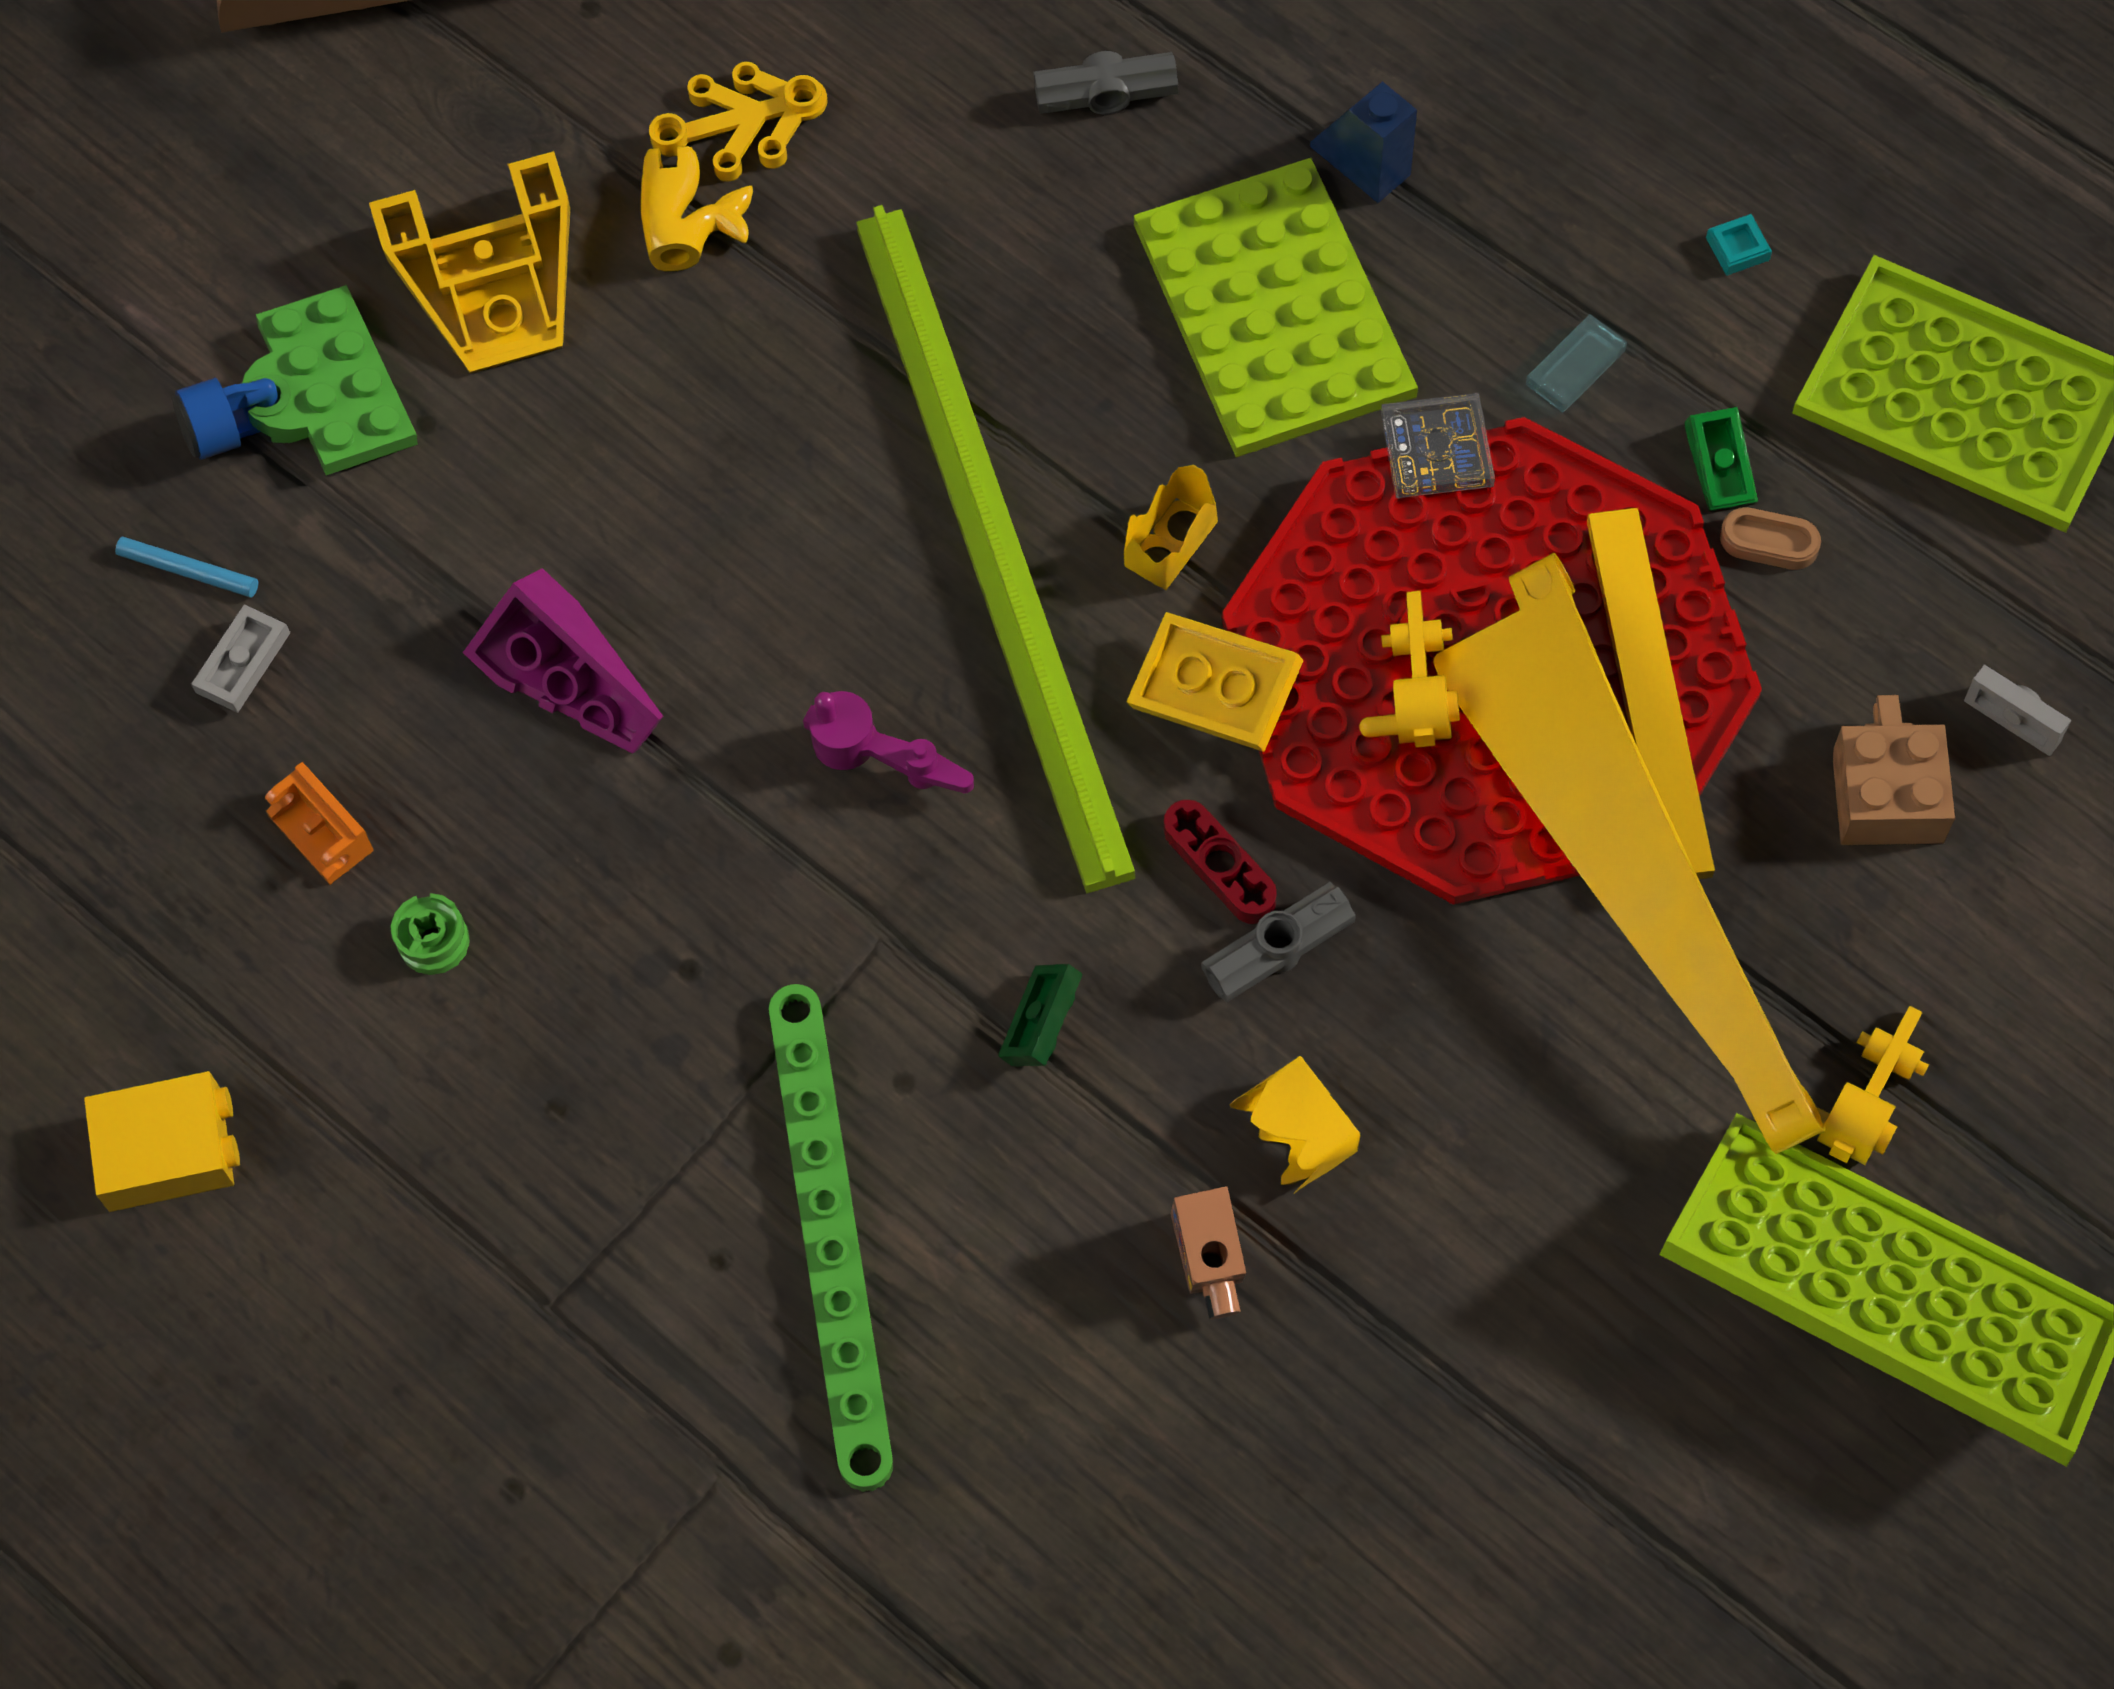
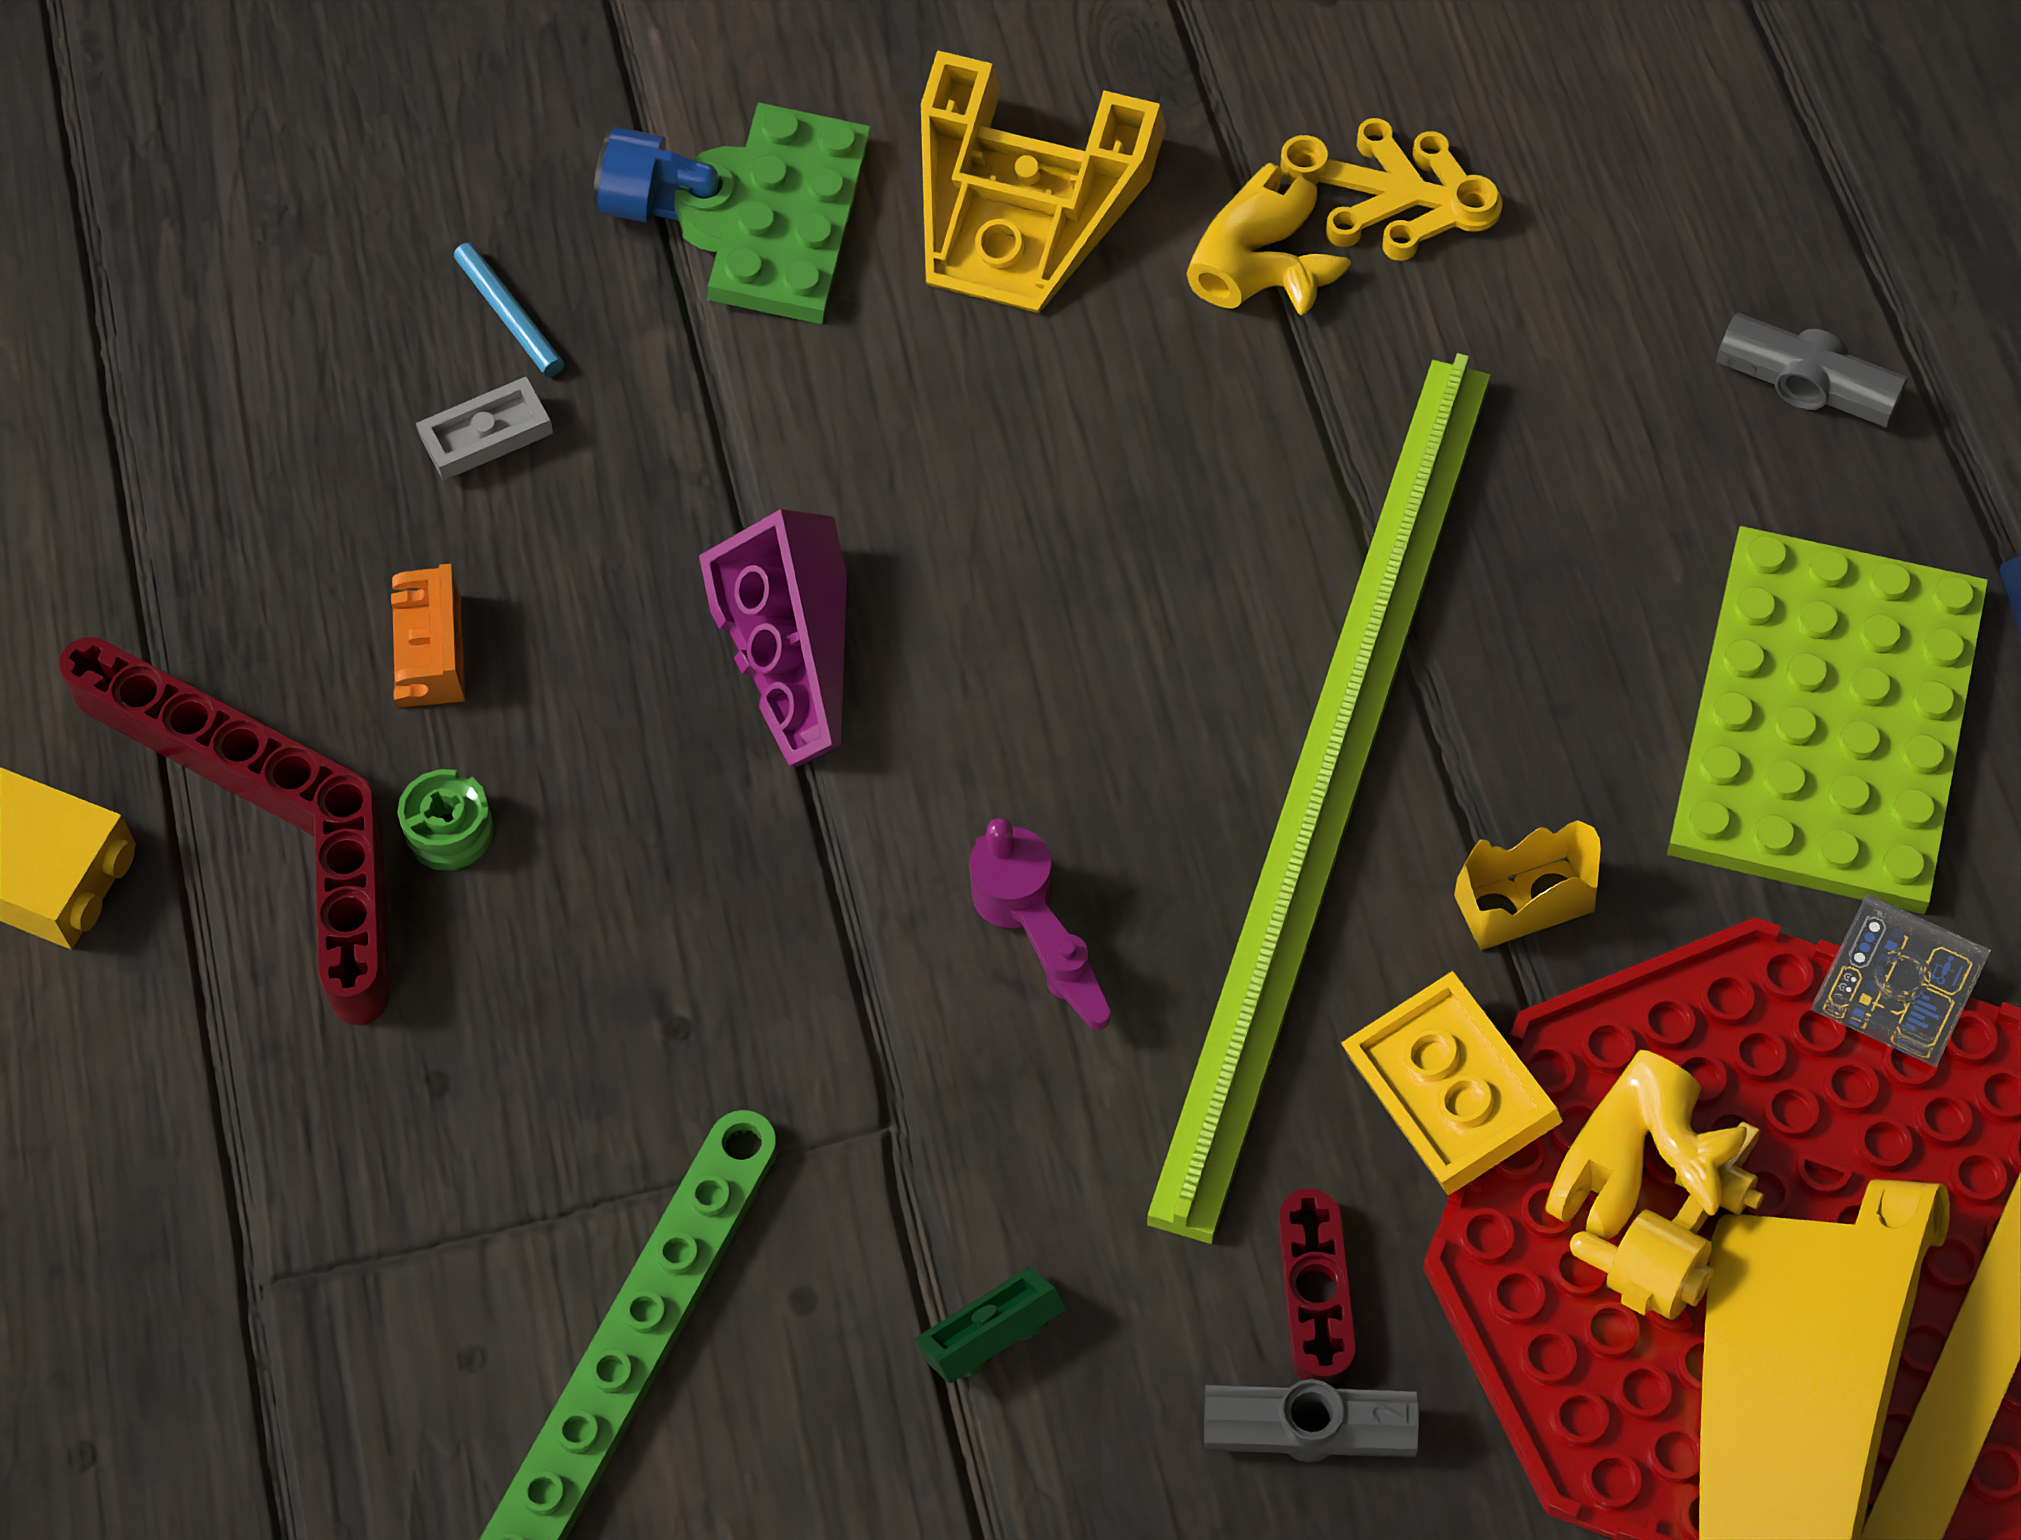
camera: 35 degrees right, 5 degrees down
(116, 992) = (264, 783): none -> dark red beam
(1341, 660) = (1610, 1147): none -> yellow piece

